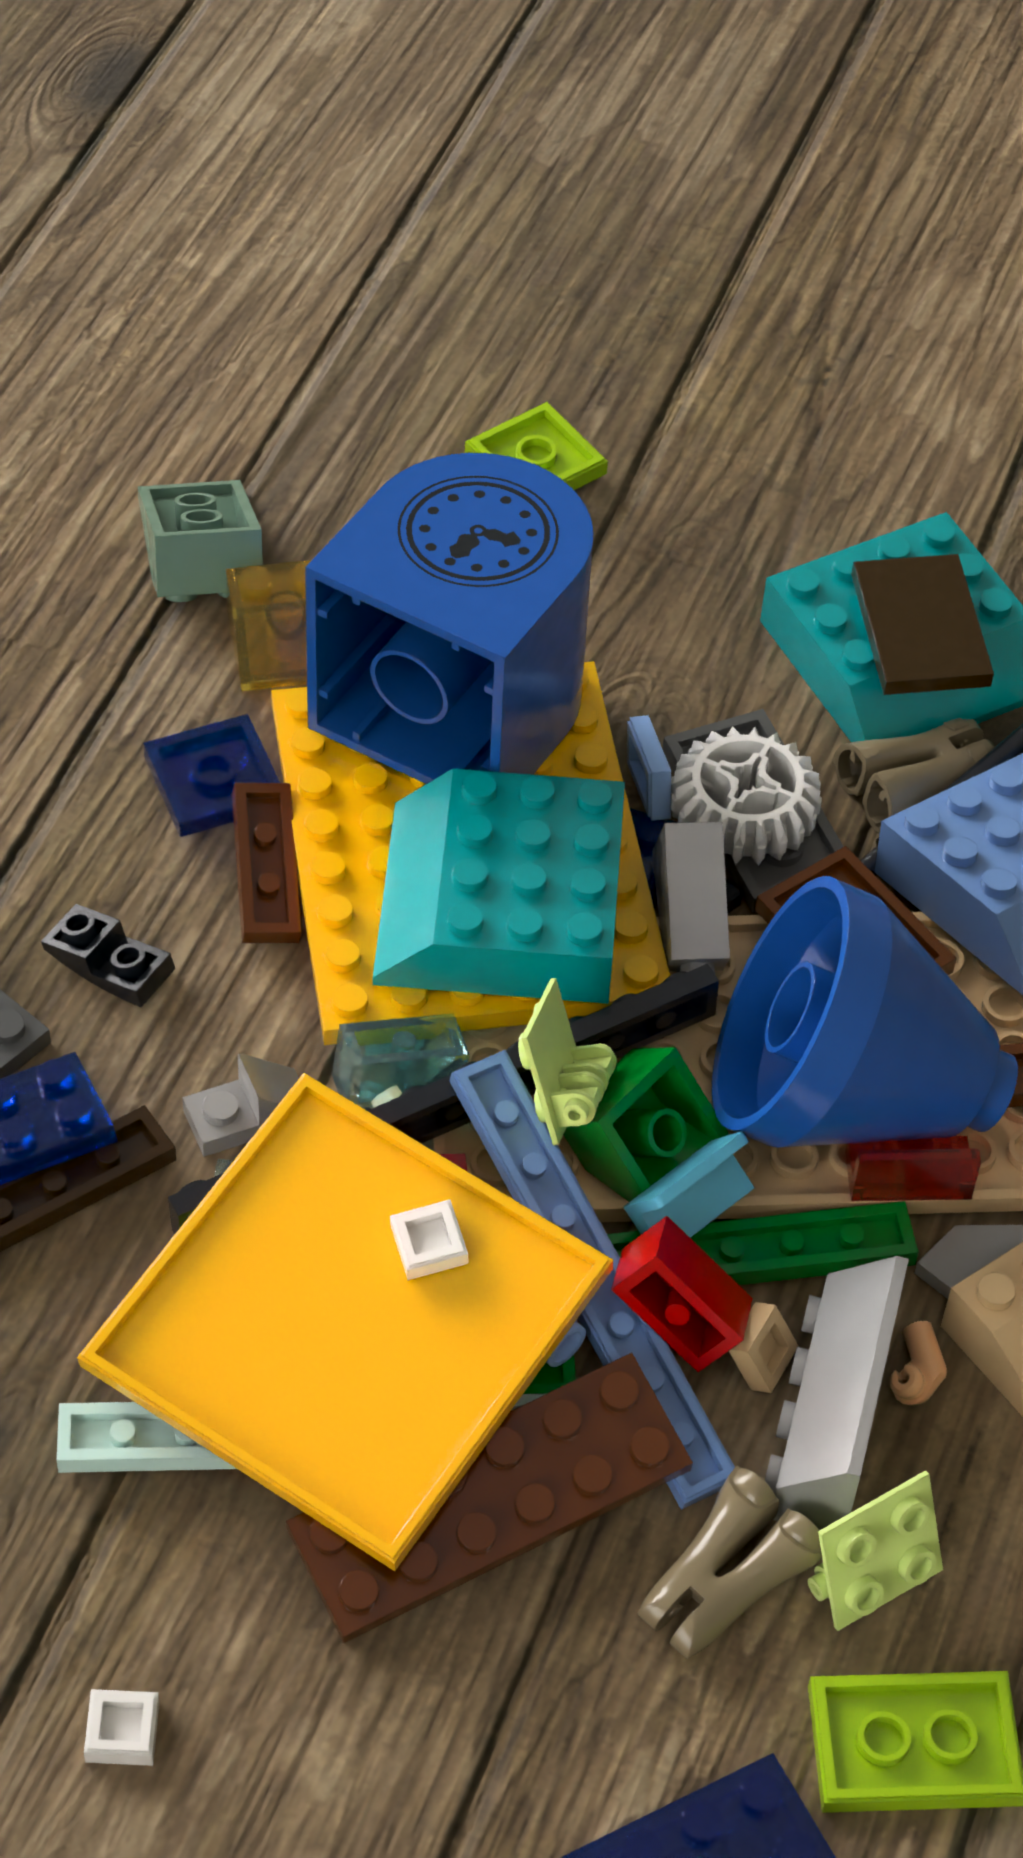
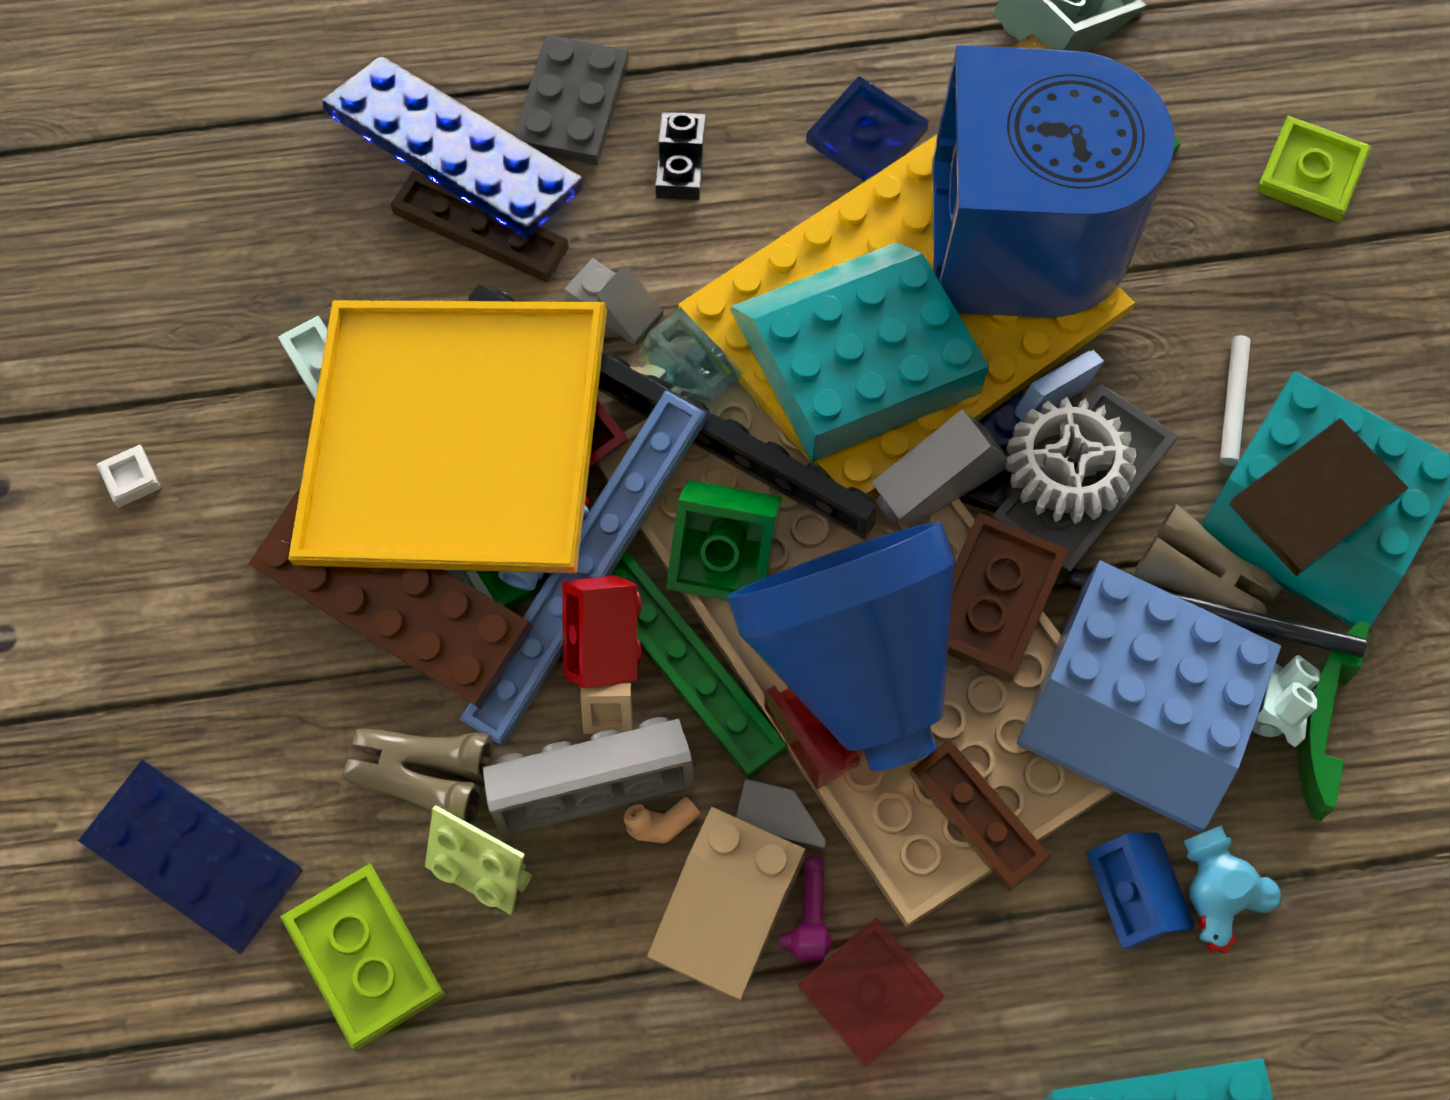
camera: 65 degrees right, 15 degrees up
(266, 863) = (808, 194): reddish brown plate -> none
(429, 1239) = (521, 446): white tile -> none
(566, 1076) = (708, 448): yellowish green hinge -> none
(695, 1189) = (685, 596): medium azure panel -> none
(745, 653) = (1235, 401): none -> white bar

